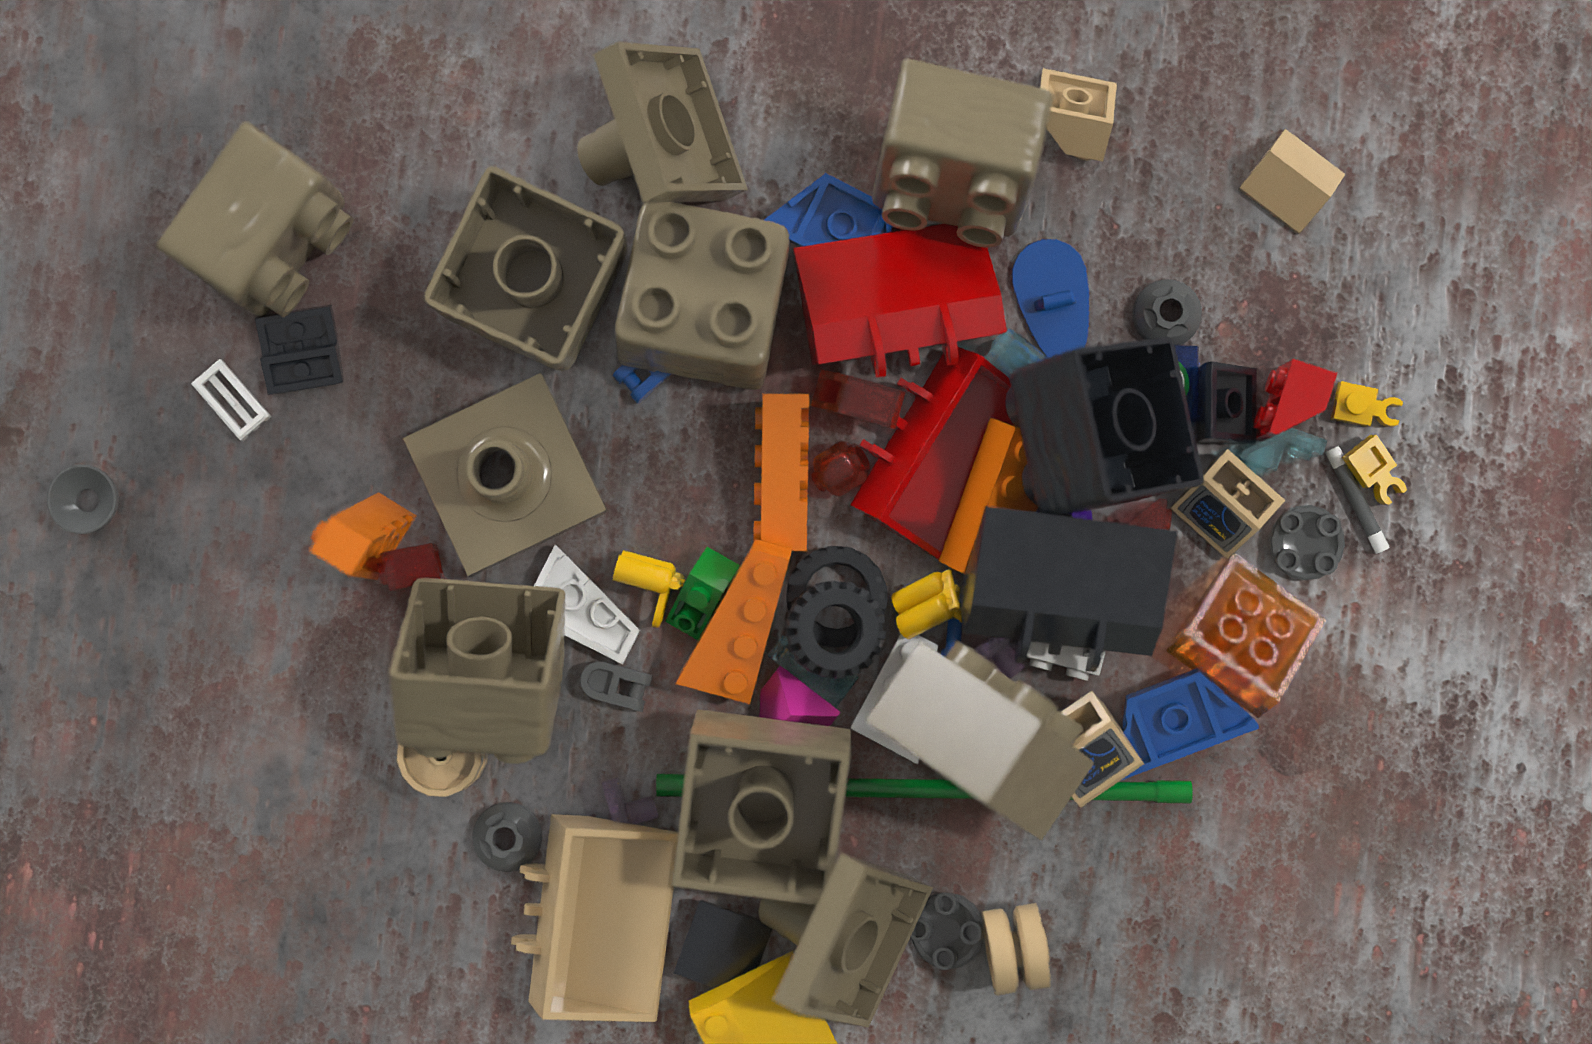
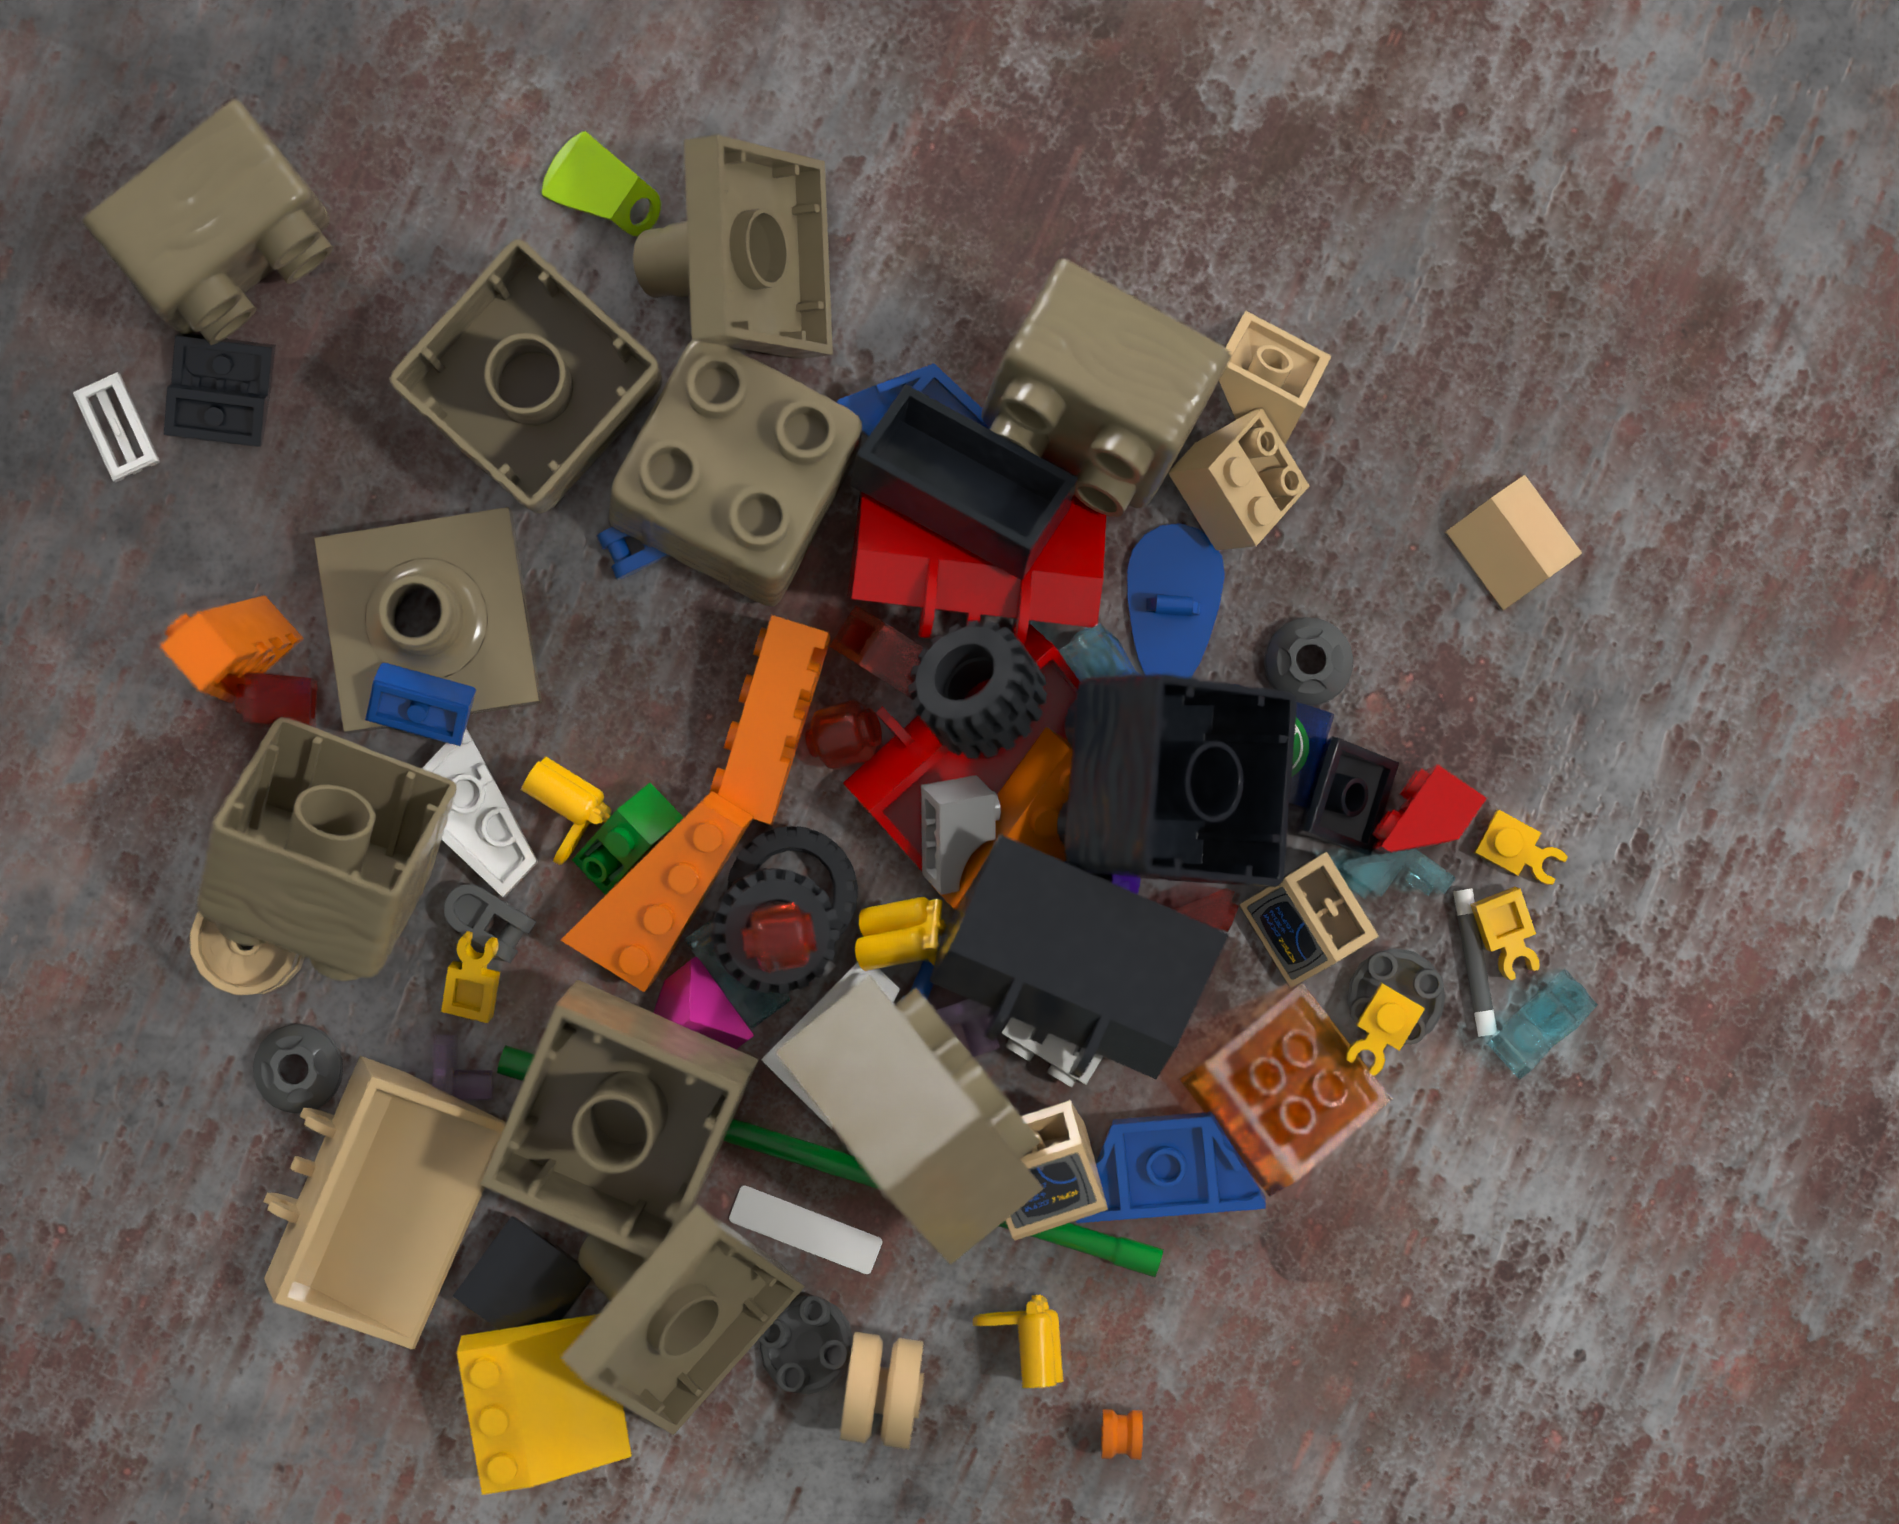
camera: 15 degrees right, 0 degrees up
(518, 538) = (420, 703): none -> blue slope
(535, 113) = (598, 184): none -> lime piece
(618, 737) = (469, 985): none -> yellow plate
(842, 633) = (779, 937): none -> clear red head
(876, 252) = (963, 481): none -> black piece
(920, 844) = (805, 1229): none -> white sticker
(944, 510) = (955, 822): none -> light grey arch
(954, 417) = (996, 713): none -> black tyre
(1078, 194) = (1239, 481): none -> tan slope
(1119, 878) = (1037, 1341): none -> yellow piece
(1202, 927) = (1121, 1434): none -> orange wheel
(1308, 561) = (1388, 1021): none -> yellow plate
(1420, 529) = (1542, 1023): none -> clear light blue slope

